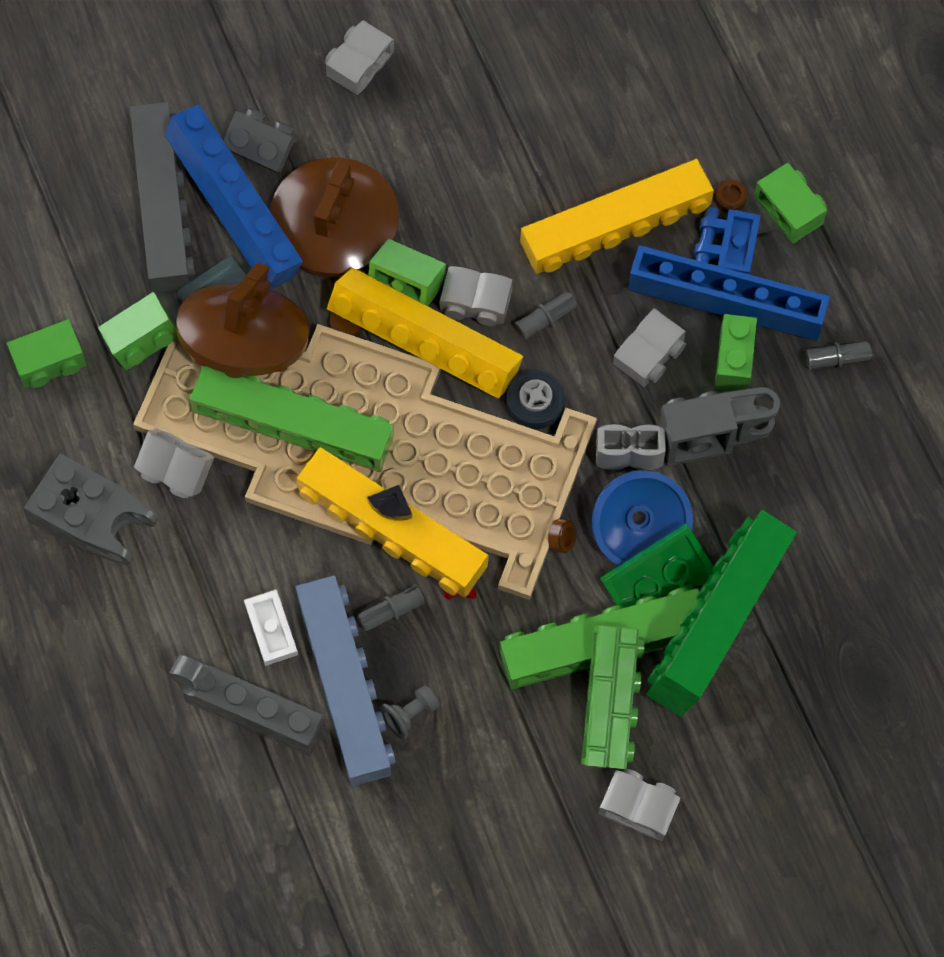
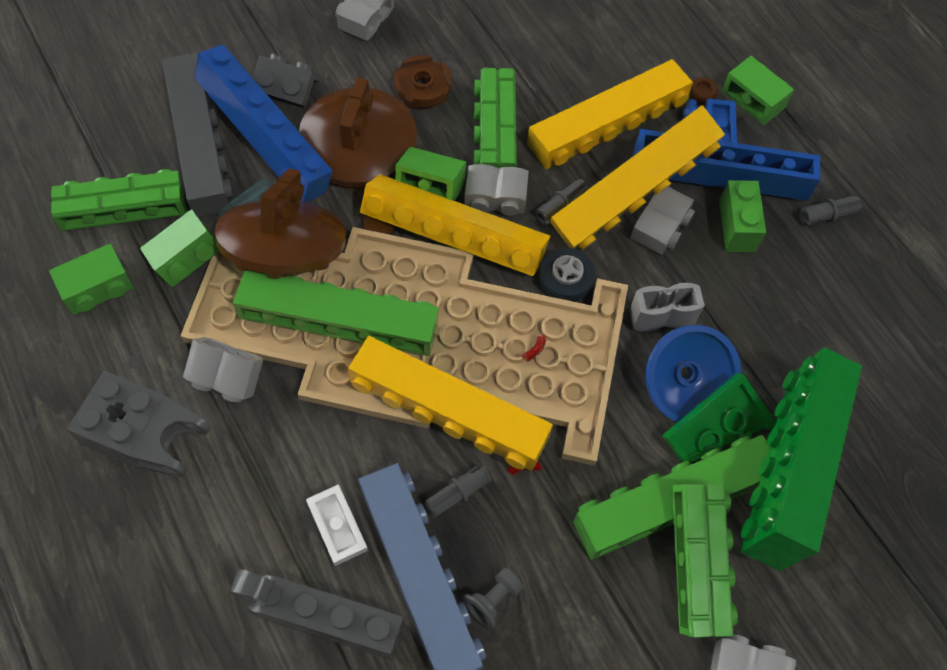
camera: 10 degrees left, 5 degrees down
(77, 268) = (118, 200): none -> bright green brick
(391, 504) = (447, 384): black tile -> none
(408, 172) = (427, 94): none -> reddish brown plate
(488, 213) = (496, 118): none -> bright green brick
(494, 470) = (535, 351): none -> red leg
(562, 536) = (616, 398): reddish brown tile -> none
(623, 304) = (638, 177): none -> yellow brick
(714, 423) = (743, 275): dark grey brick -> none

